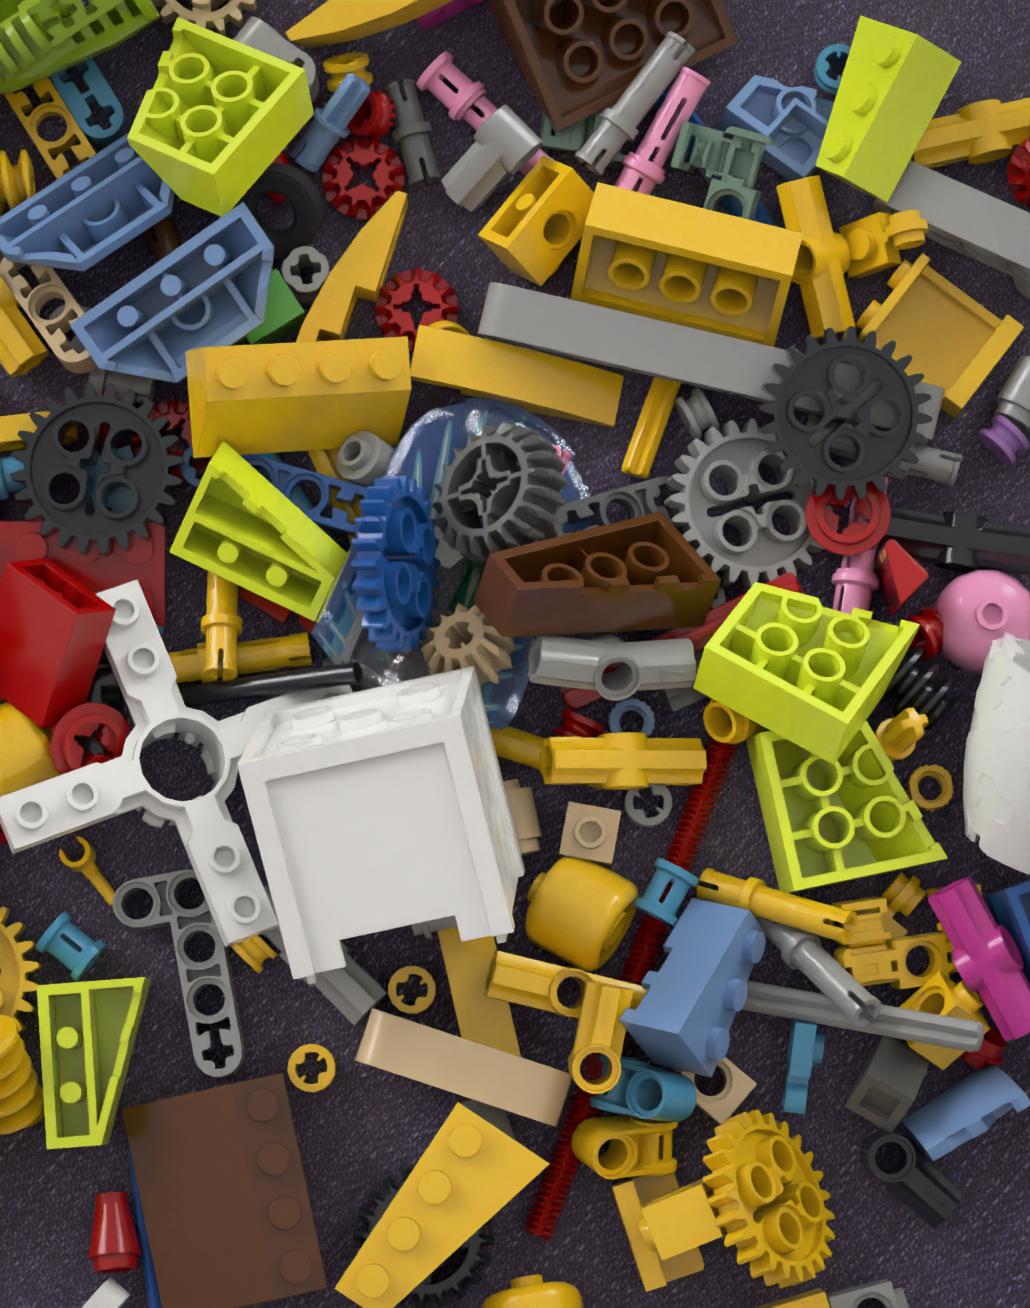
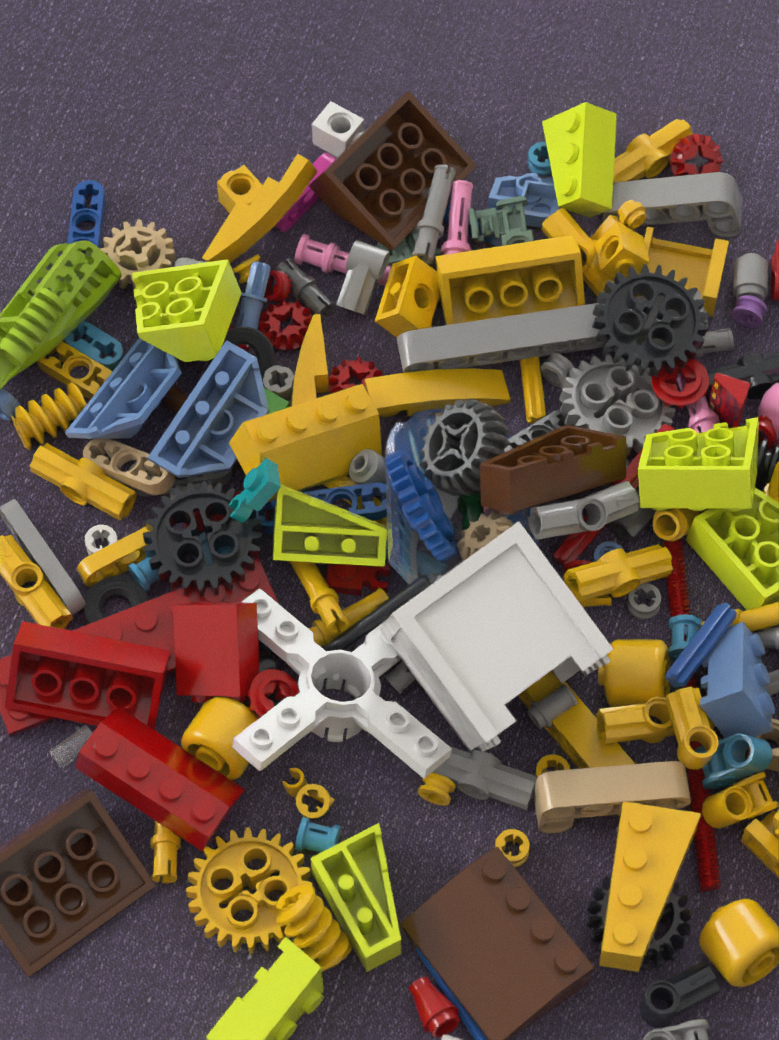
camera: 20 degrees left, 20 degrees down
(102, 891) = (304, 808): none -> yellow bush
(186, 450) = (259, 487): none -> teal plate
(192, 974) = (406, 819): light grey beam -> none
(590, 833) = (618, 622): tan brick -> none
(674, 921) = (700, 645): none -> blue axle
(862, 284) = (620, 250): none -> yellow brick

